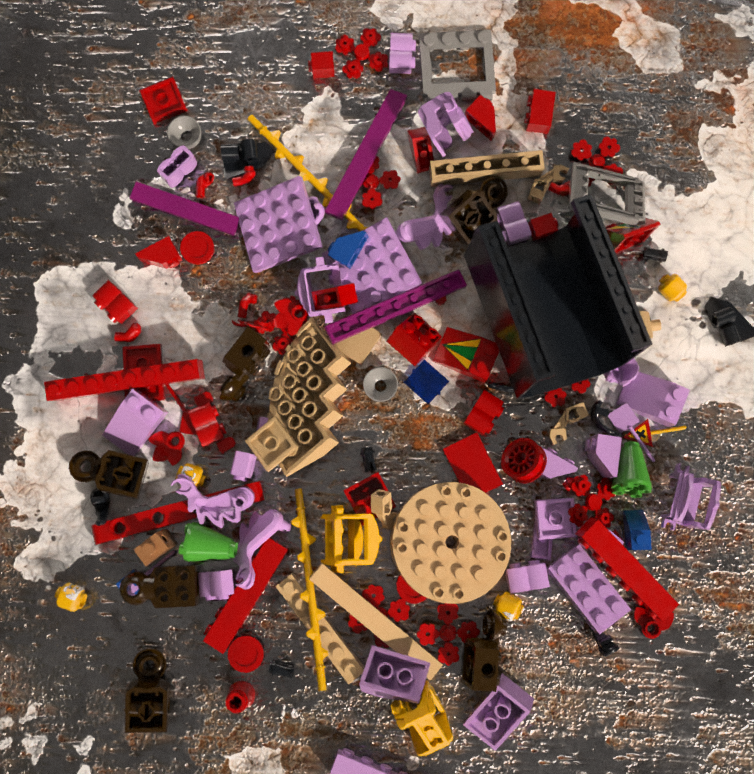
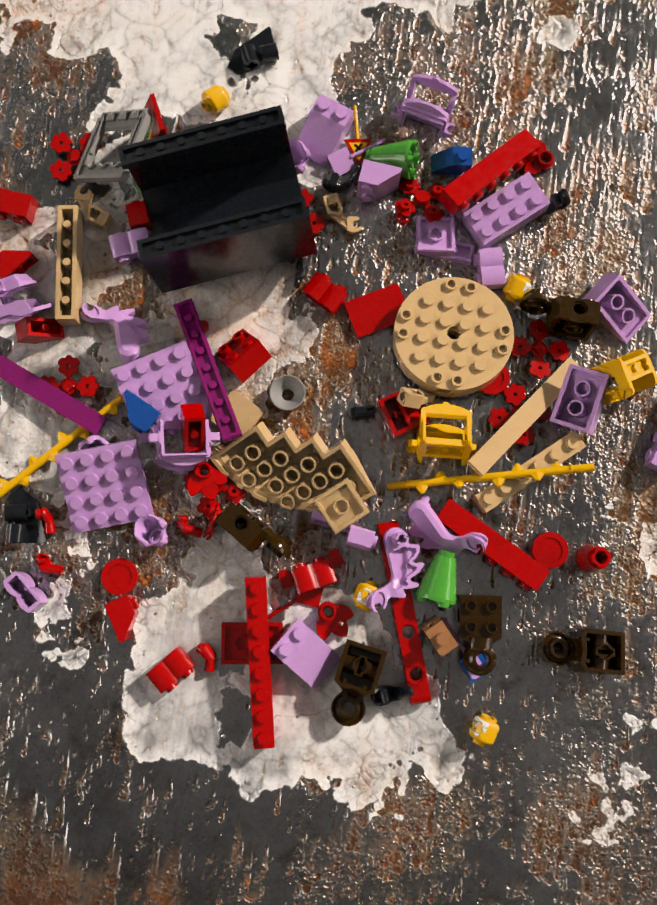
camera: 85 degrees left, 0 degrees up
(184, 208) = (73, 588): magenta tile -> none
(216, 584) = (480, 574): lavender brick -> none
(239, 270) = (151, 531): none -> lavender hair
(278, 668) = (565, 518): black pin -> none
(426, 382) = (288, 348): clear blue piece -> none
(467, 354) = (263, 303): red slope -> none
(475, 209) = (114, 282): dark brown brick -> none
(523, 460) = (379, 270): red wheel -> none
(557, 466) = (383, 234): lavender slope -> none
(561, 190) = (101, 193): red arm -> none
(655, 254) = (179, 112): black pin -> none

